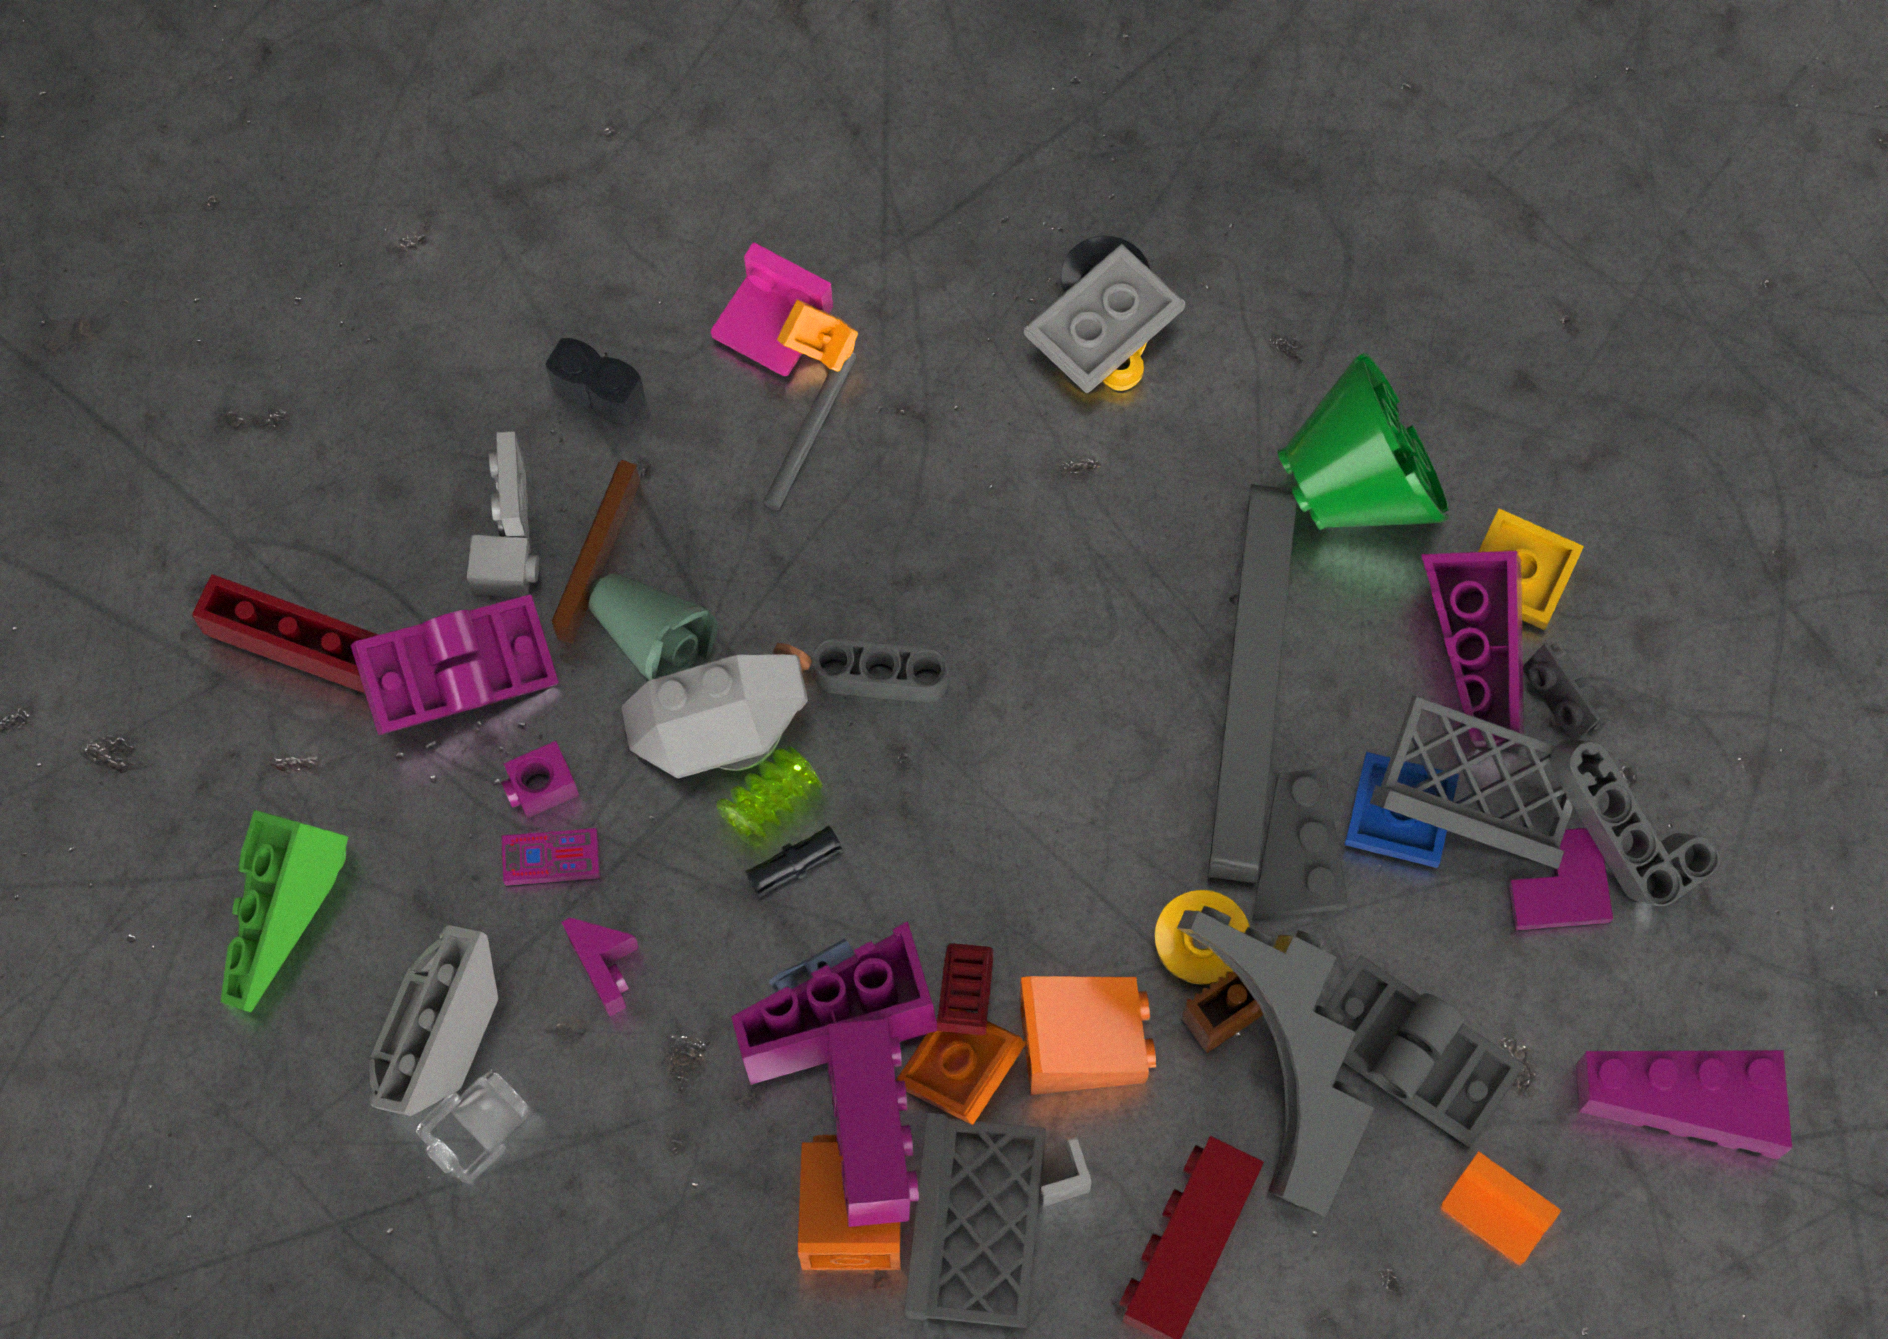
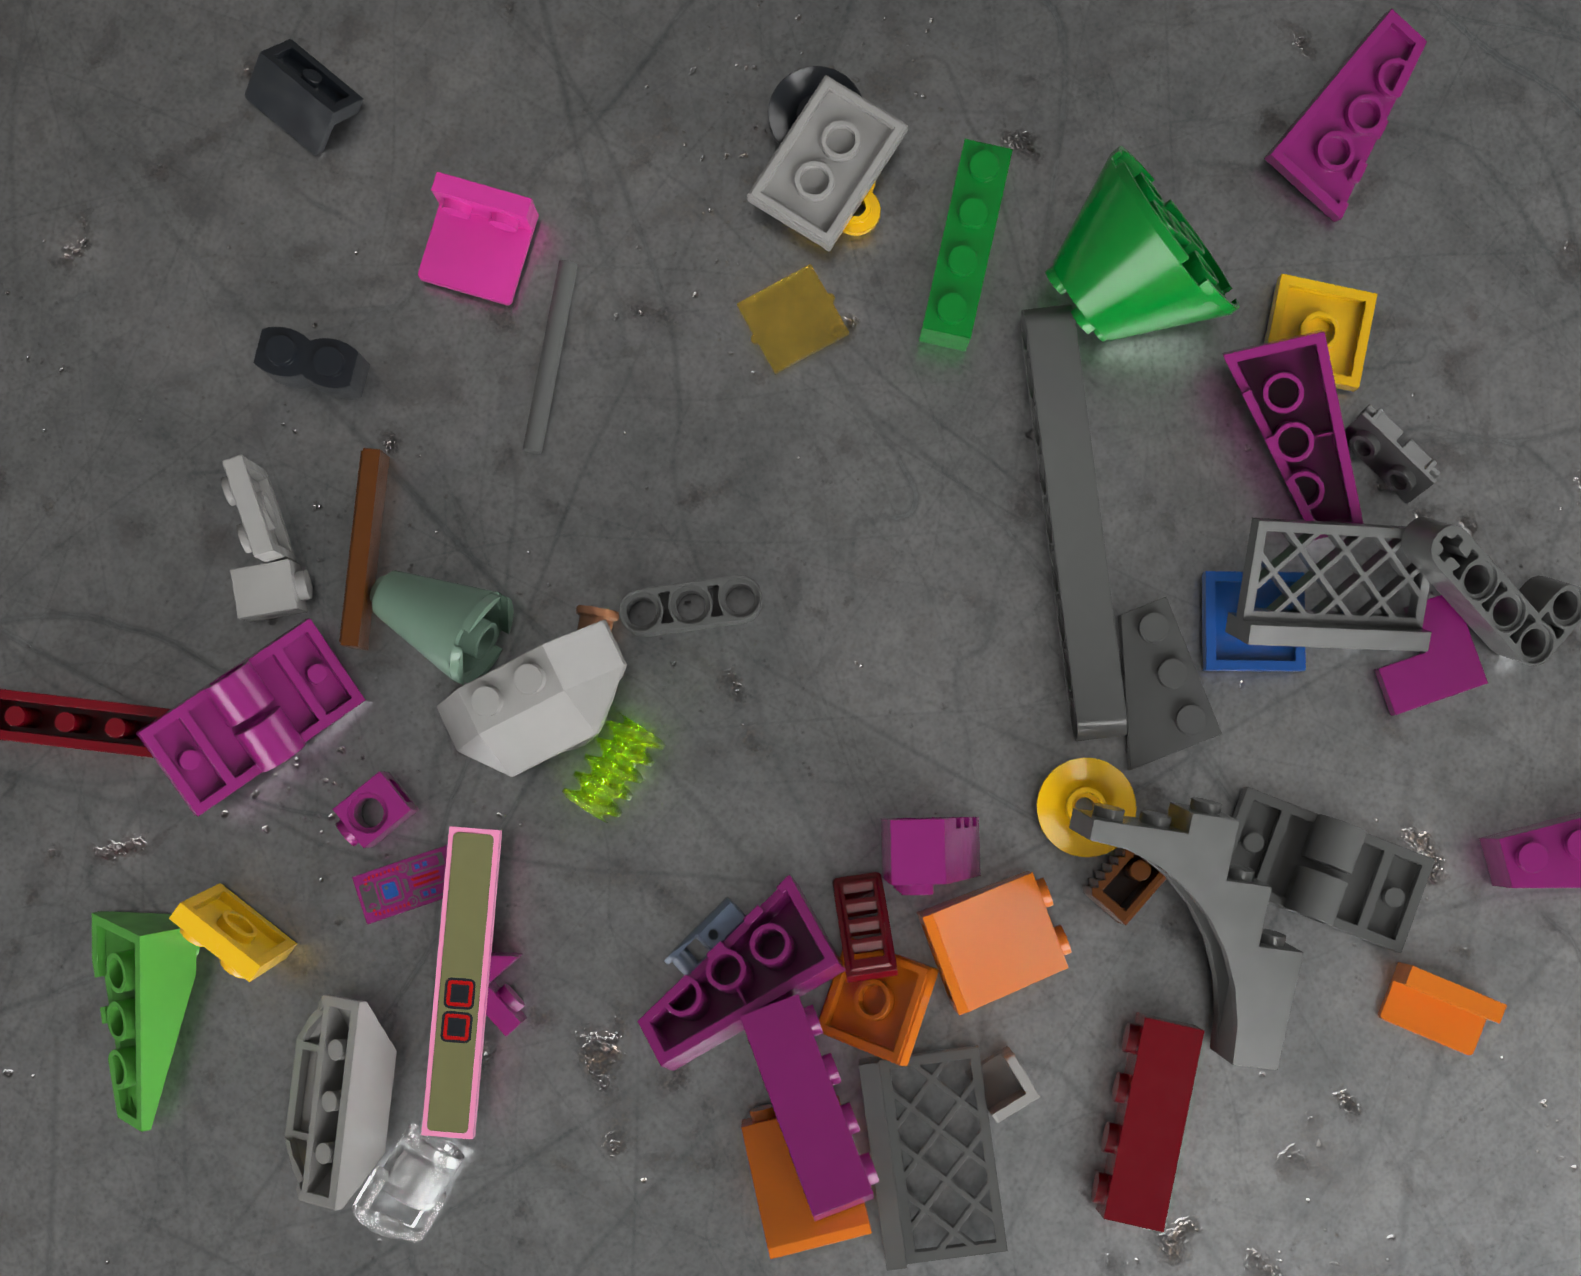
camera: 15 degrees left, 15 degrees up
(388, 860) = (232, 932): none -> yellow plate
(578, 943) = (461, 982): none -> olive tile
(649, 159) = (300, 94): none -> black panel
(794, 861) = (655, 828): black pin -> none
(818, 335) = (533, 256): light orange bracket -> none
(1039, 448) = (793, 319): none -> clear yellow piece
(1043, 922) = (929, 852): none -> magenta wedge
(1212, 418) = (965, 245): none -> green brick
(1583, 397) = (1336, 132): none -> magenta wing

